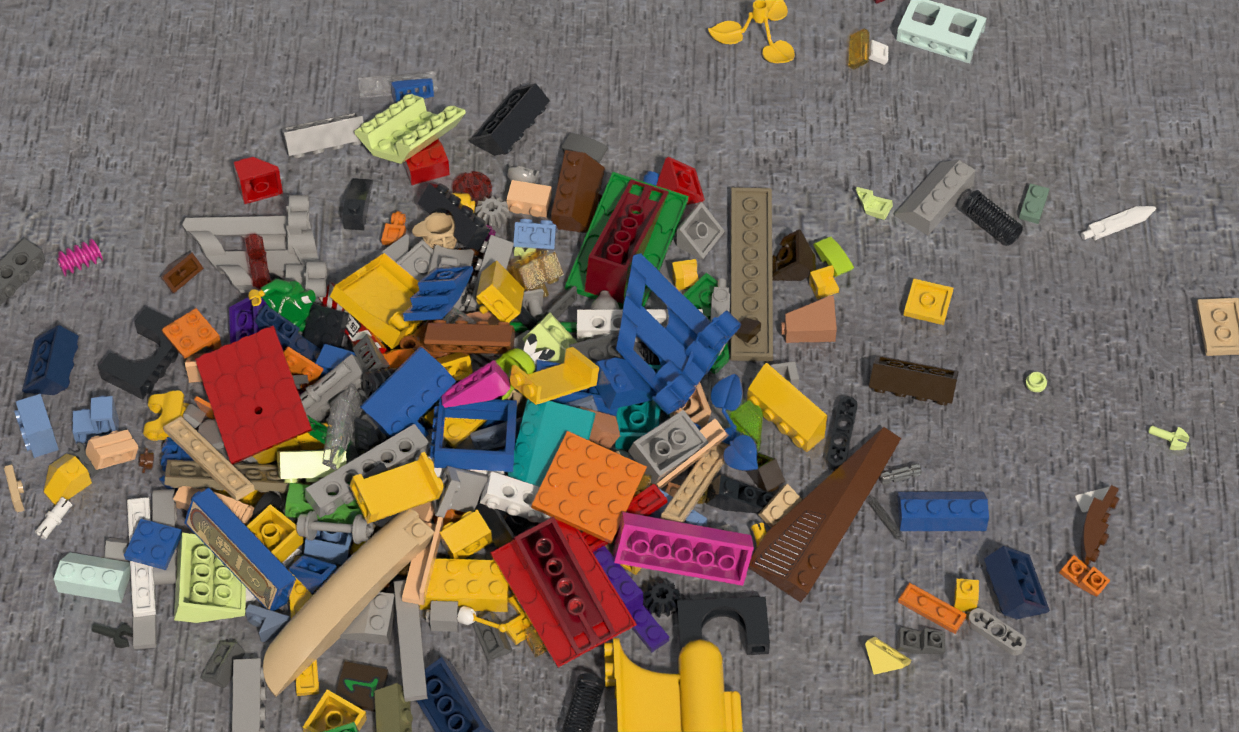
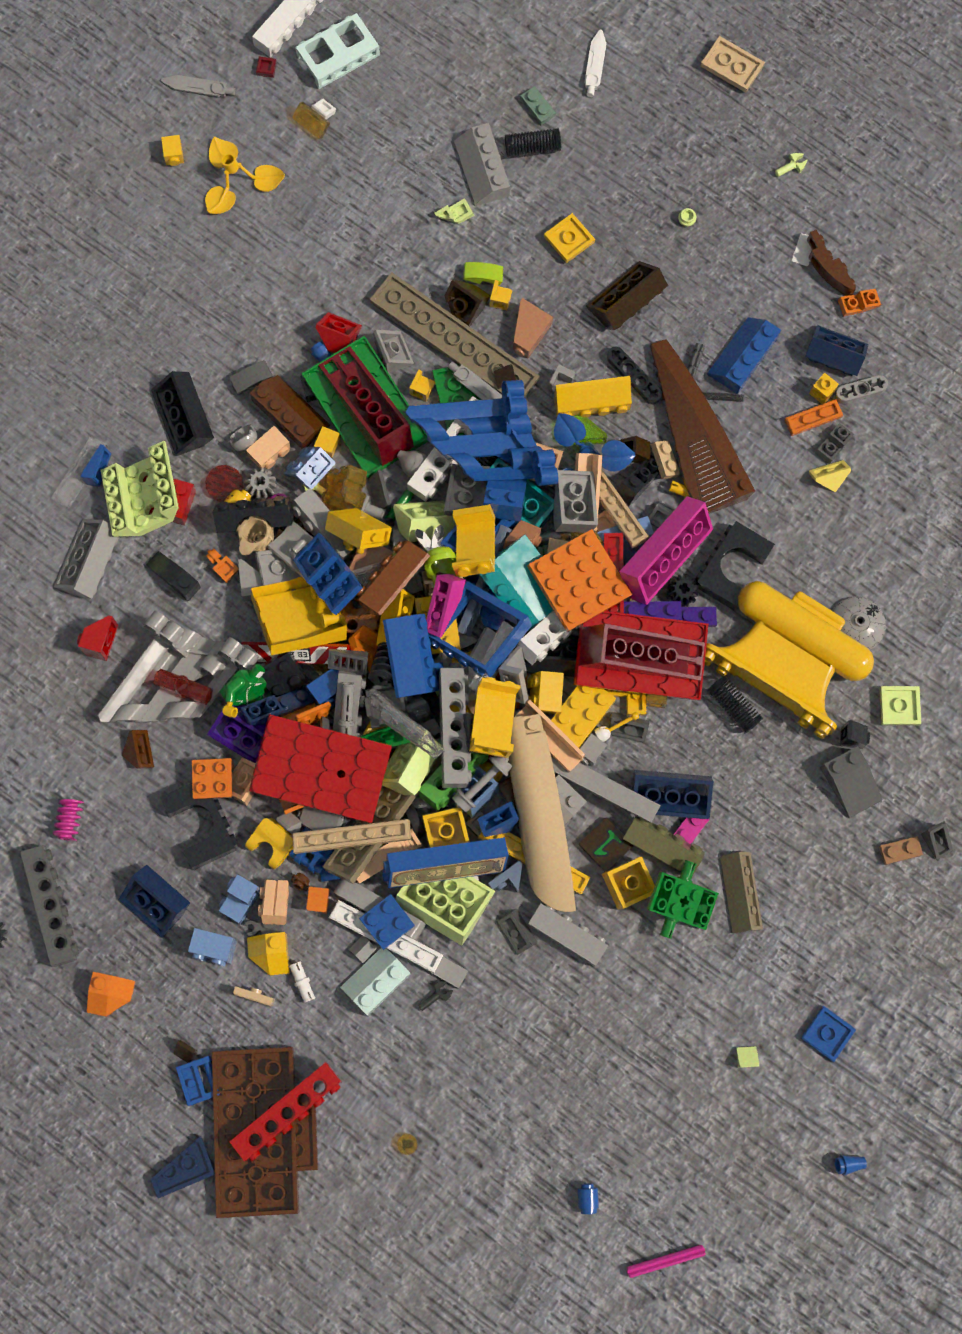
camera: 60 degrees left, 20 degrees up
(138, 483) = (318, 899): none -> orange panel
(570, 237) = (328, 440): none -> yellow brick

